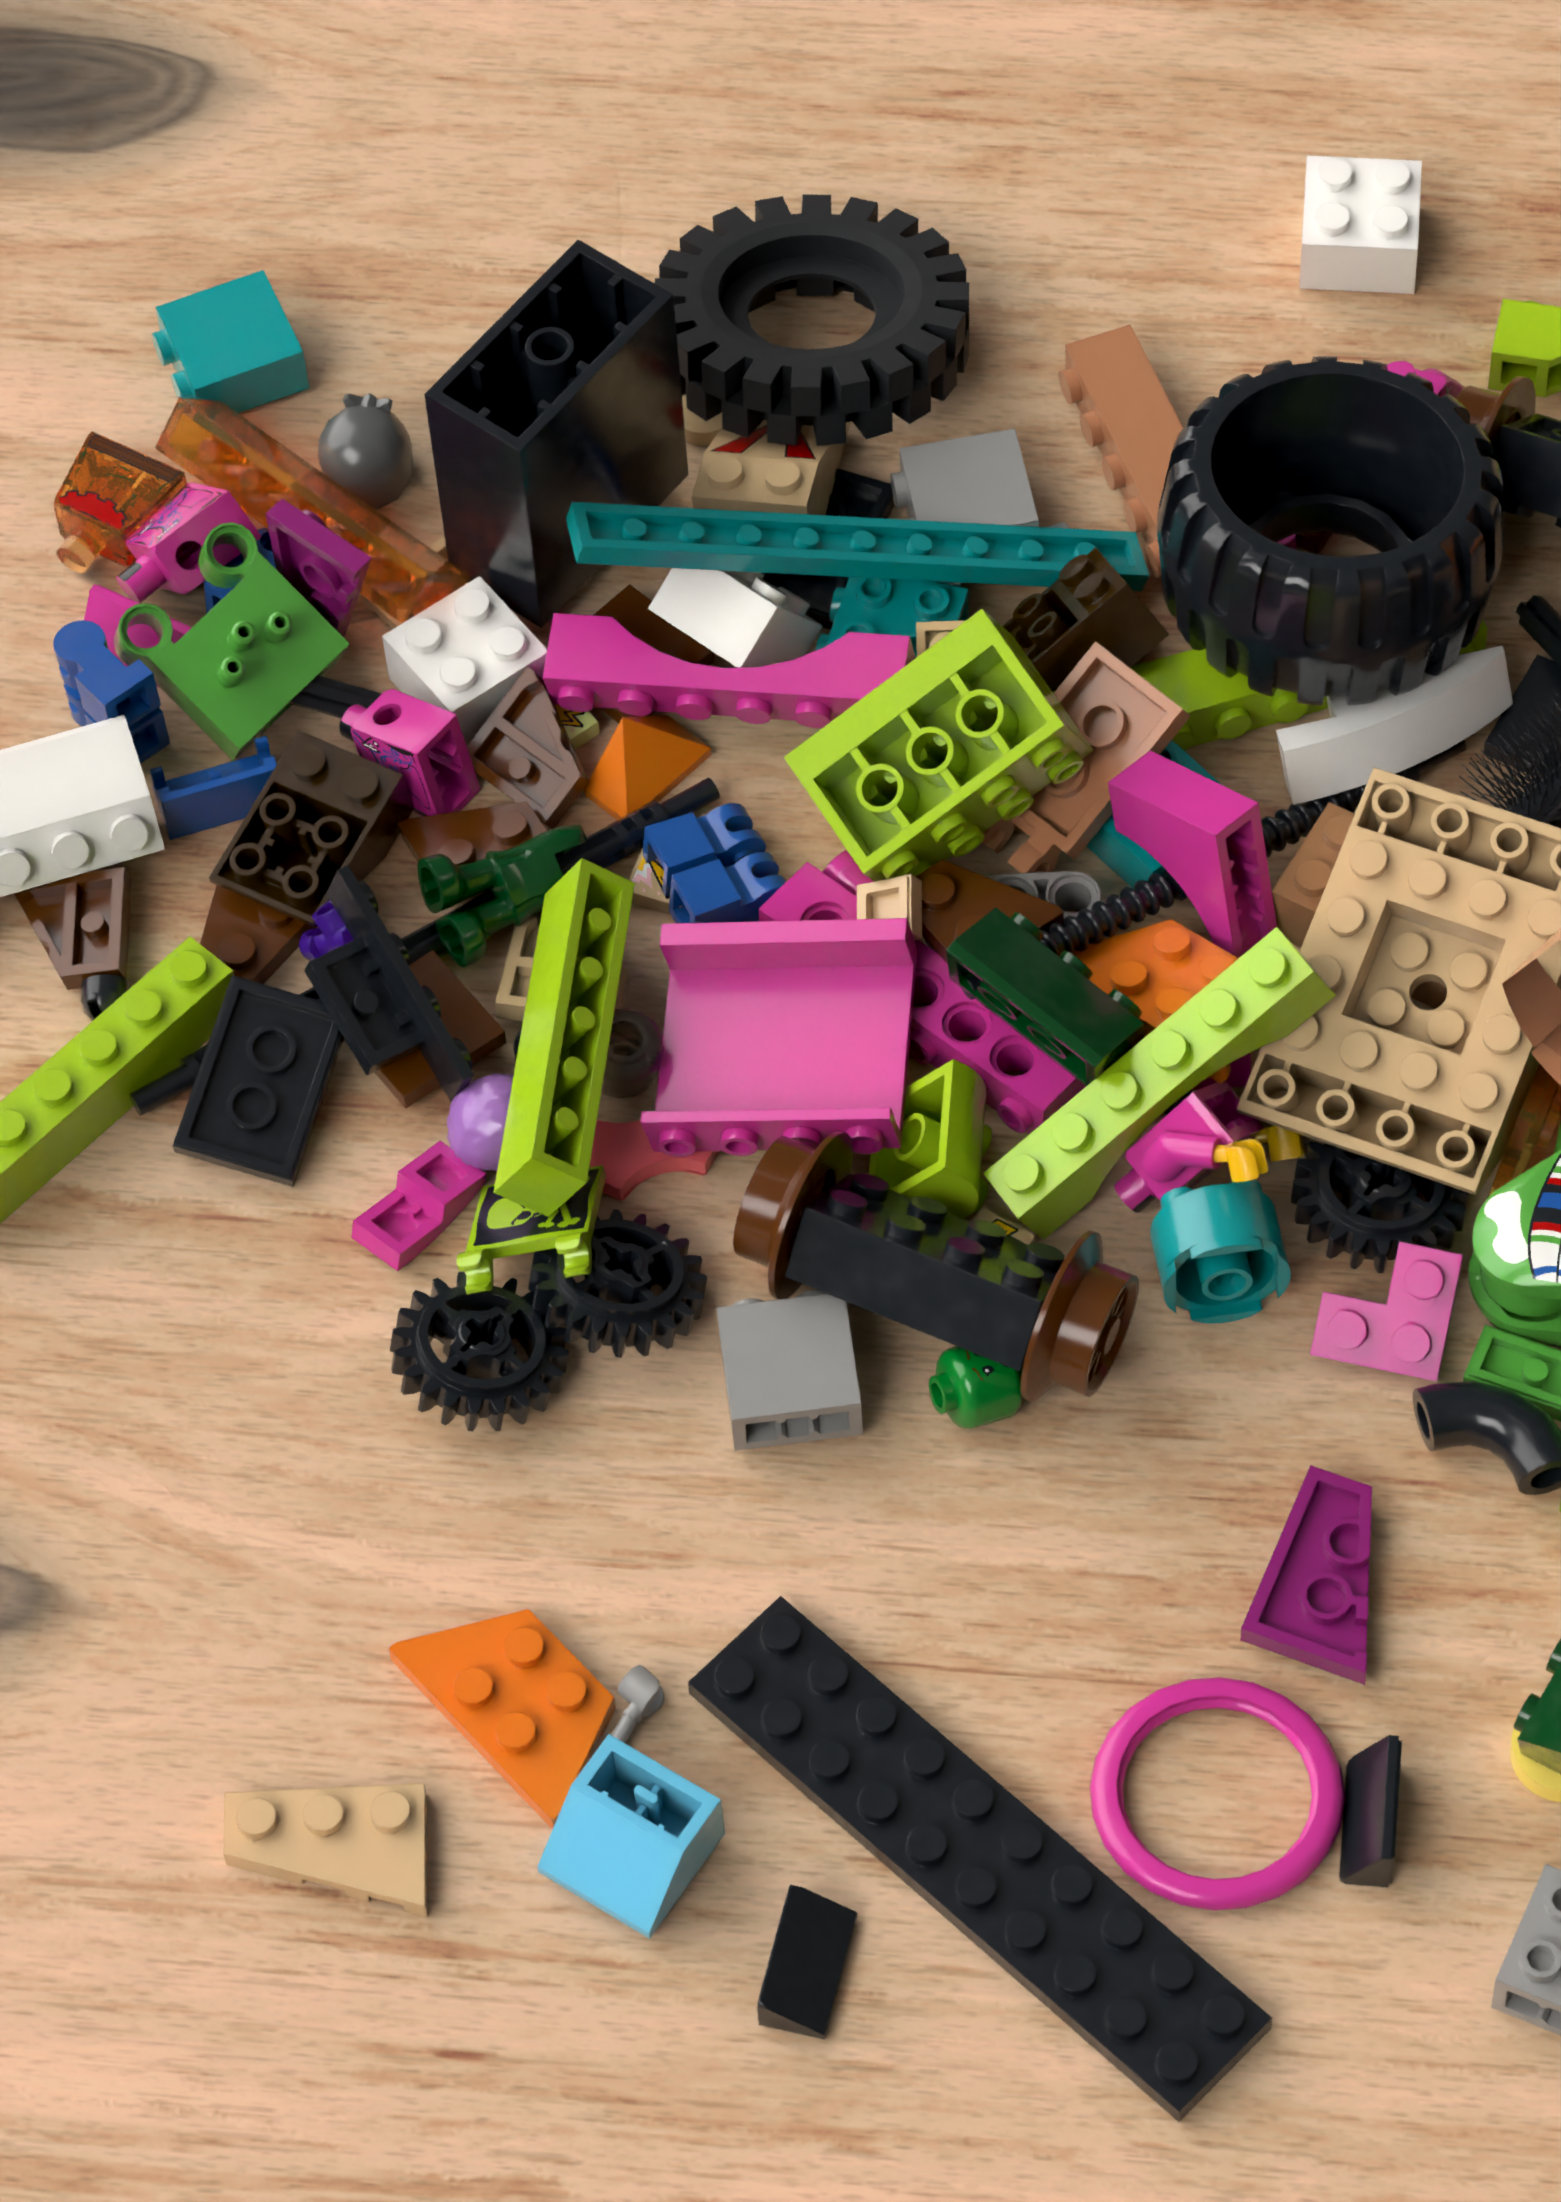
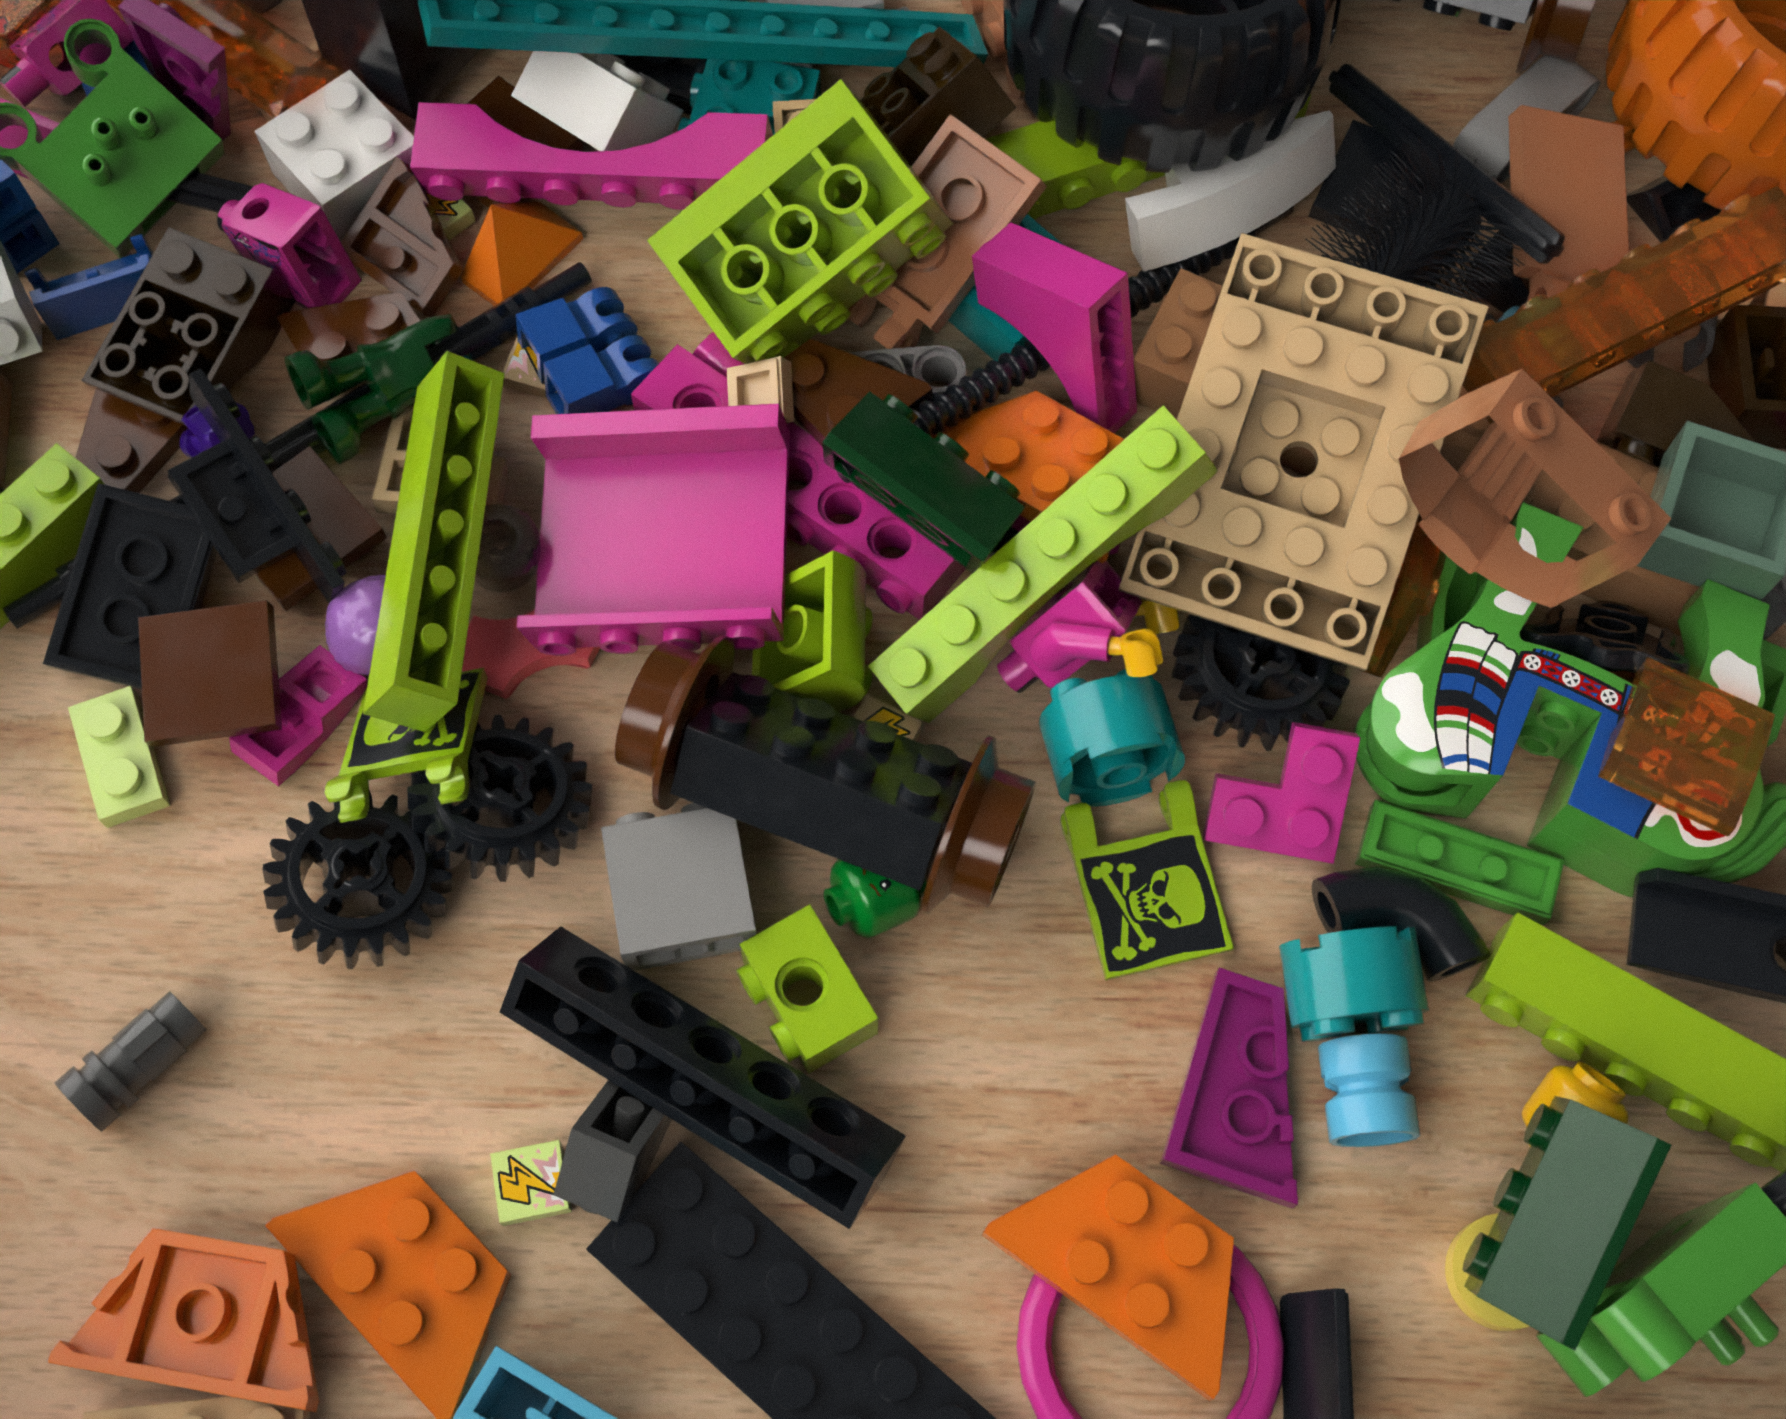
camera: 10 degrees left, 10 degrees up
(243, 1237) = (116, 758): none -> yellowish green plate
(265, 1500) = (130, 1061): none -> dark grey axle
(330, 1721) = (202, 1321): none -> orange wing
(339, 1157) = (209, 673): none -> reddish brown tile
(637, 1627) = (527, 1182): none -> tile
(645, 1698) = (540, 1264): light grey hand -> none
(720, 1590) = (610, 1152): none -> dark grey slope
(804, 1533) = (702, 1075): none -> black brick
(900, 1435) = (804, 951): none -> lime brick
(1199, 1711) = (1132, 1263): none -> orange wing
(1251, 1404) = (1149, 894): none -> flag
(1437, 1479) = (1354, 979): none -> teal brick
(1445, 1578) = (1369, 1099): none -> medium azure wheel

